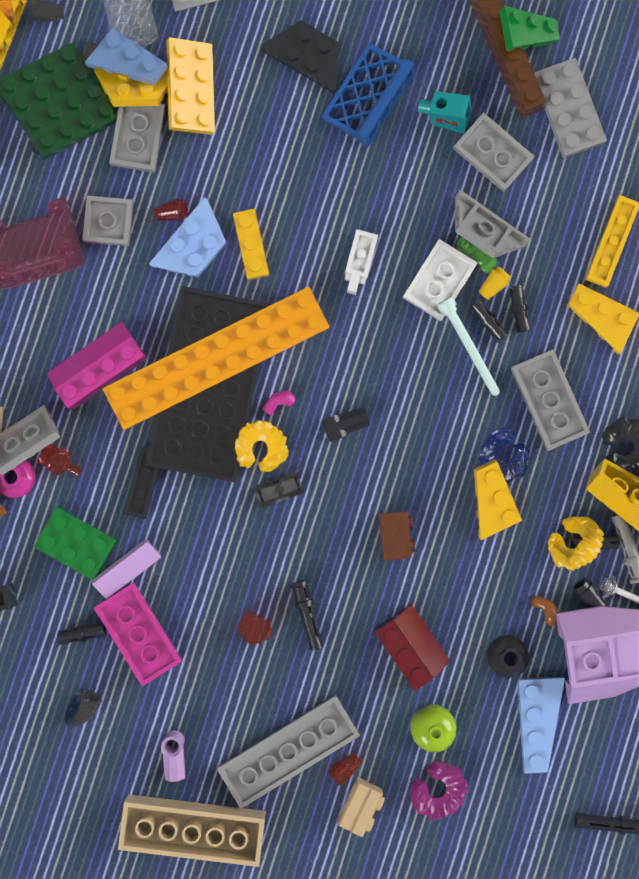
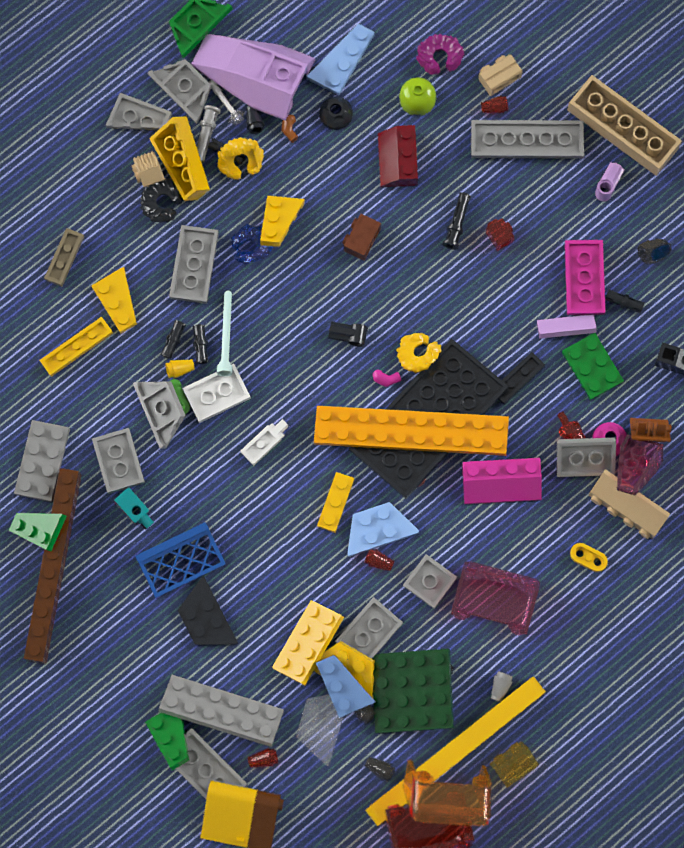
camera: 140 degrees left, 10 degrees down
(280, 491) = (423, 315): dark grey piece -> none

